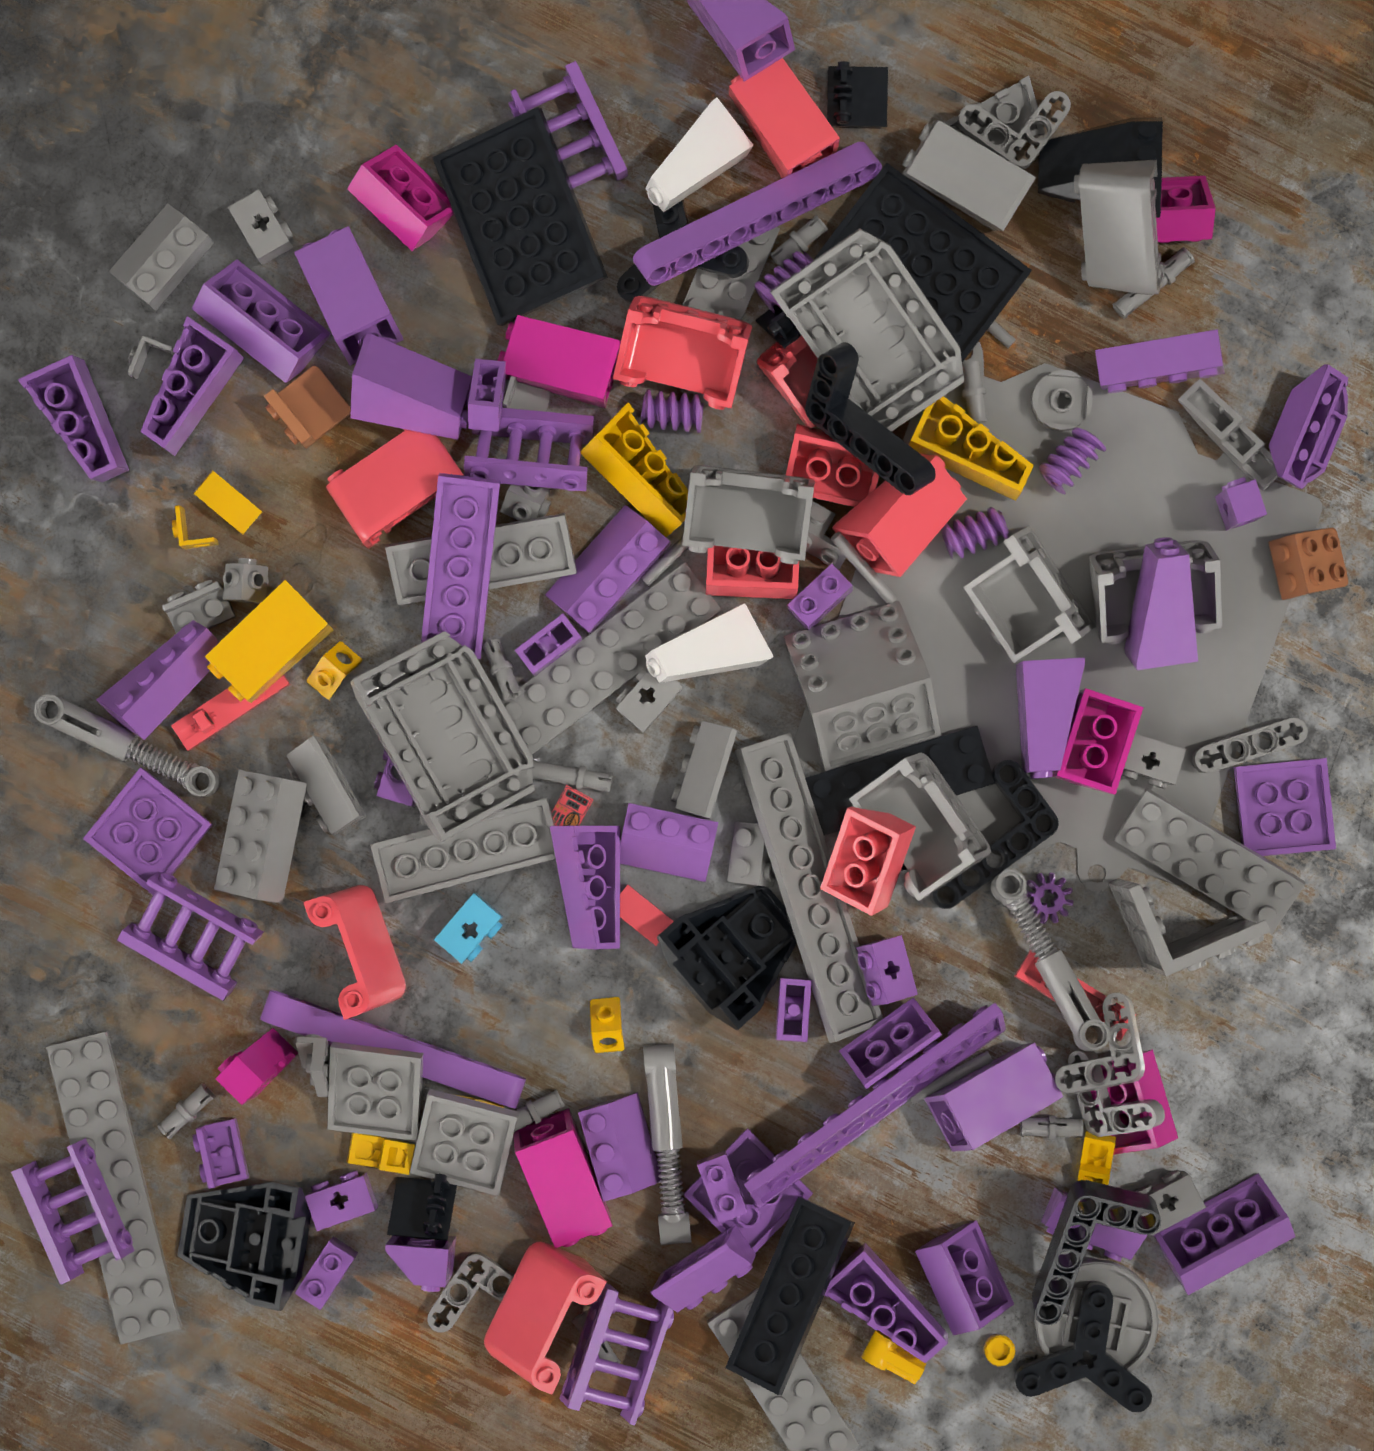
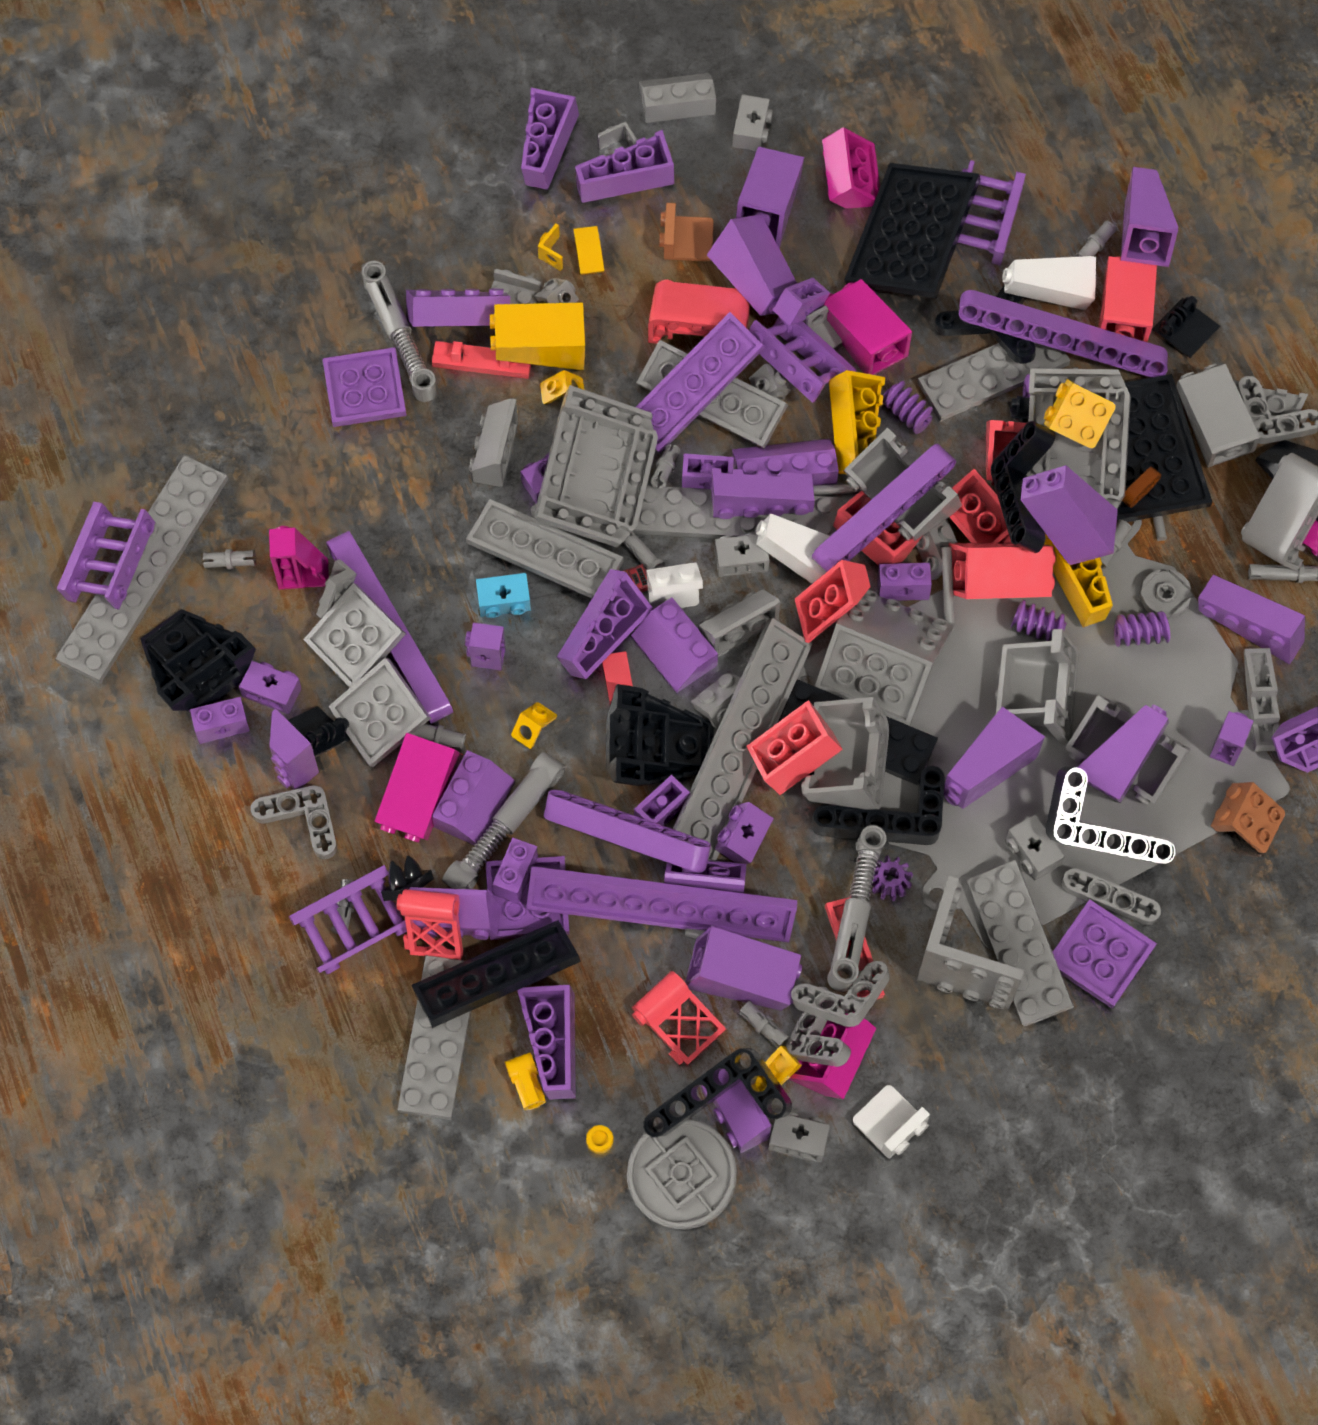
camera: 40 degrees right, 20 degrees down
(166, 952) = (308, 458): medium lavender fence -> none
(220, 1153) = (225, 598): medium lavender bracket -> none
(260, 320) = (702, 170): medium lavender slope -> none
(260, 836) = (428, 436): light grey brick -> none
(367, 947) = (420, 570): coral windscreen -> none
(381, 1153) = (320, 681): yellow slope -> none
(502, 997) = (486, 646): none -> medium lavender brick
(535, 1309) = (323, 839): coral windscreen -> none
(620, 789) = (677, 581): none -> white bracket
(621, 627) = (760, 494): none -> medium lavender wedge
(636, 1281) = (400, 880): none -> black tile
(682, 349) = (944, 371): coral windscreen -> none
(693, 1302) = (432, 910): none -> coral piece
(699, 75) = (1097, 241): none -> light grey pin
(753, 553) = (885, 507): none -> medium lavender beam
(781, 684) = (831, 597): none -> coral slope
(787, 1064) = (627, 830): none -> medium lavender beam
(857, 307) = (1079, 414): none -> yellow bracket
(939, 422) = (1071, 514): none -> medium lavender slope
(949, 1189) = (662, 1002): none -> coral piece
(959, 313) = (1141, 487): none -> dark orange beam
(965, 1278) = (619, 1069): medium lavender slope -> none
(1091, 1336) = (657, 1209): black piece -> none
(1099, 741) = (1007, 803): dark pink slope -> none
(1206, 704) = (1098, 834): none -> beam
(1225, 1234) = (819, 1191): medium lavender slope -> none
(1233, 1120) = (891, 1121): none -> white bracket

